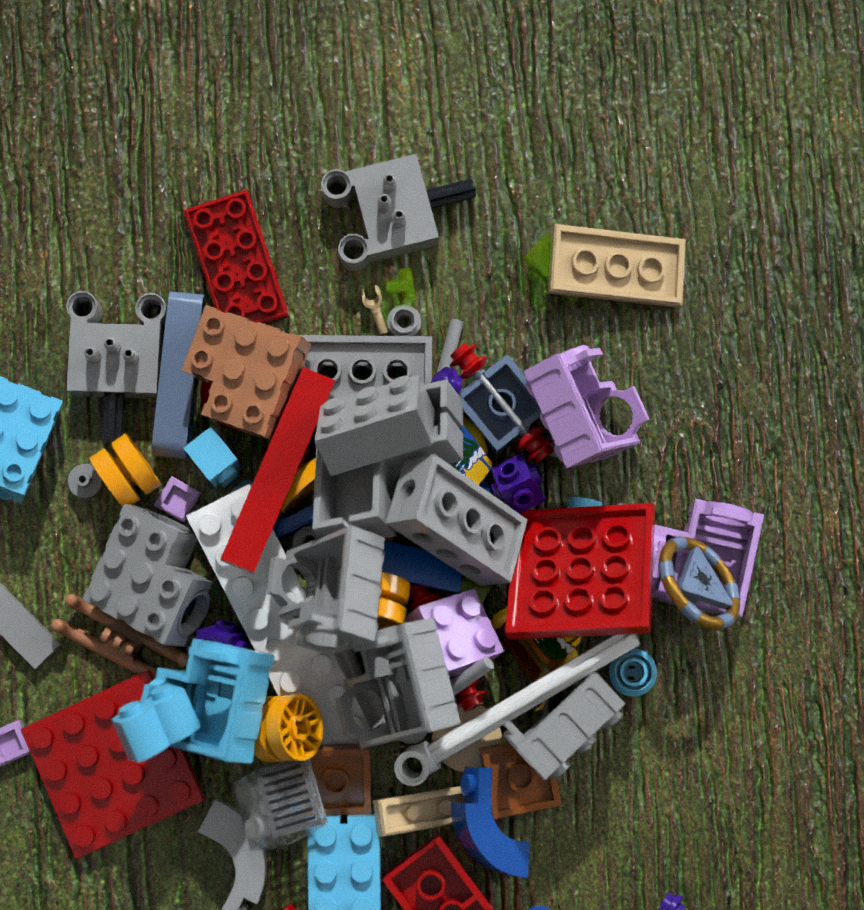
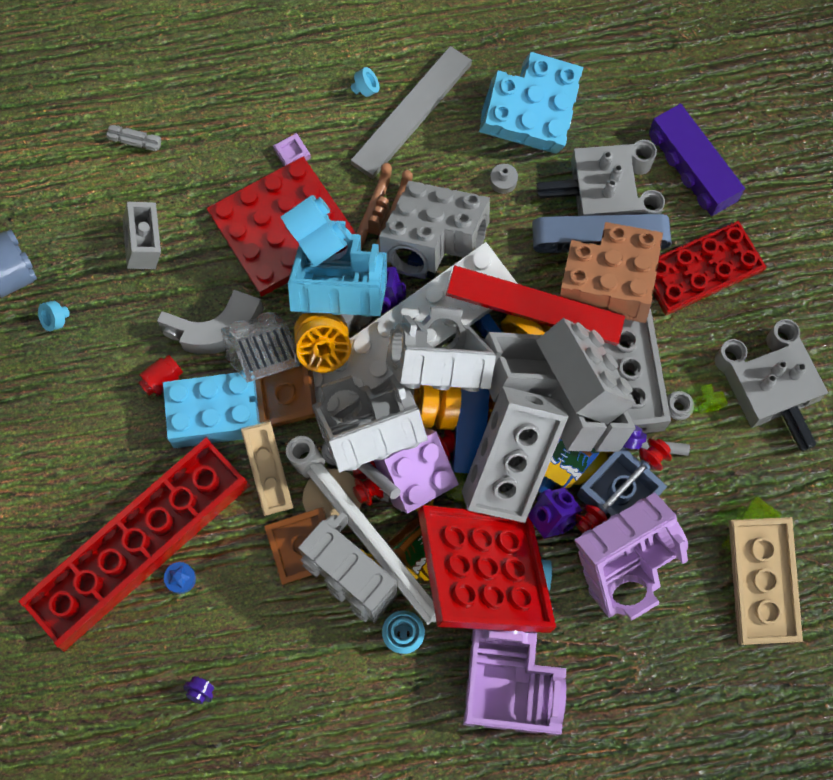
camera: 85 degrees right, 10 degrees down
(97, 245) = (696, 160): none -> dark purple brick
(125, 471) = (516, 200): light orange wheel -> none
(178, 499) = (502, 246): lavender tile -> none
(214, 459) = (537, 262): medium azure brick -> none
(375, 308) = (687, 380): tan hand -> none
(479, 832) = (249, 513): blue arch -> none
(700, 583) = (488, 675): piece -> none

